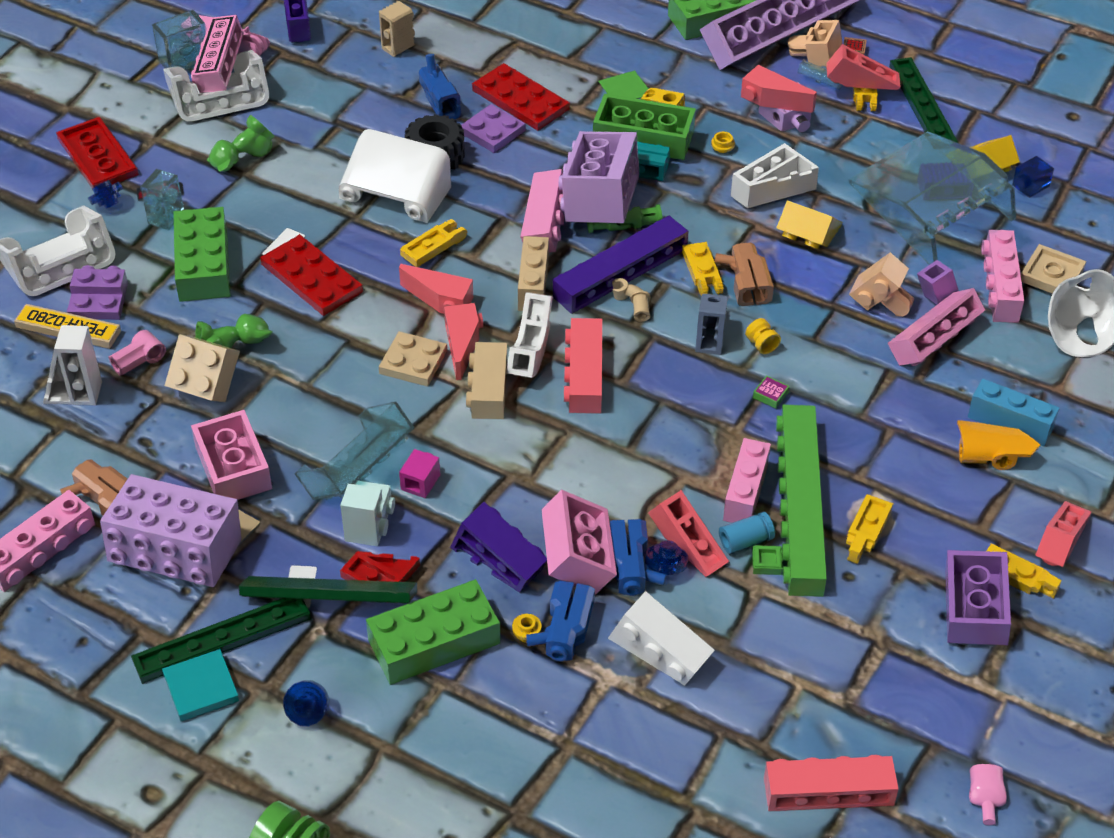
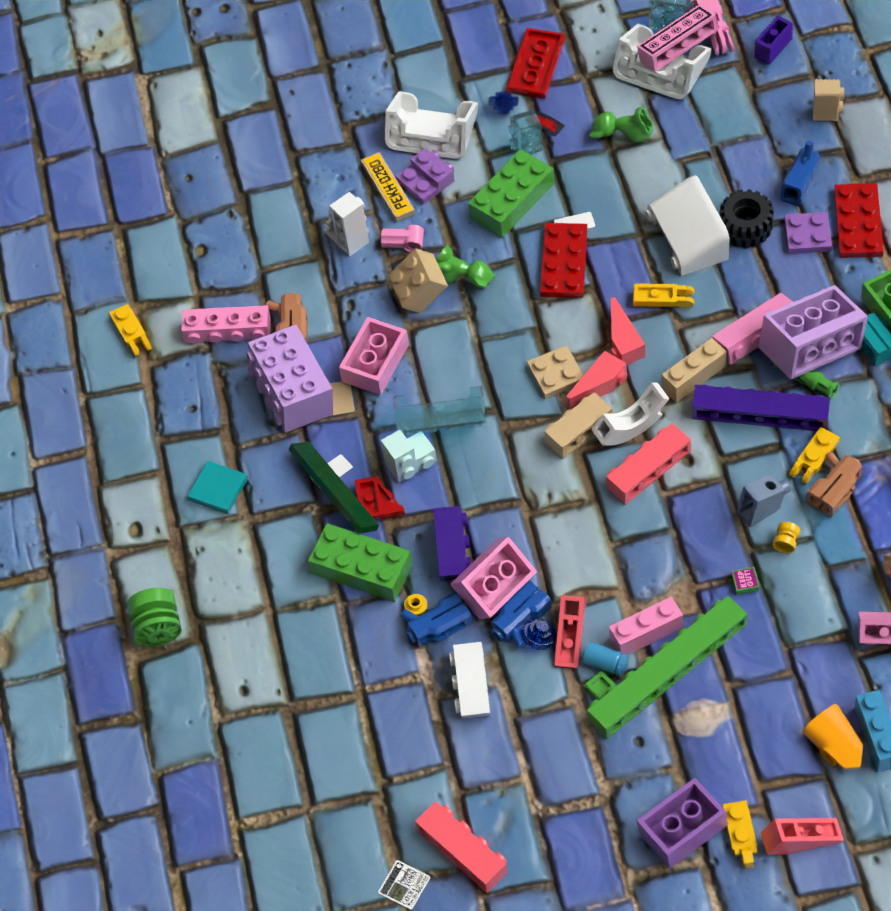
camera: 55 degrees right, 10 degrees up
(222, 635) = (257, 467): dark green tile -> none
(306, 703) = (251, 545): clear blue plate -> none
(419, 473) = (467, 455): dark pink brick -> none
(638, 297) = (743, 441): tan piece -> none
(867, 526) = (684, 720): yellow hinge -> none

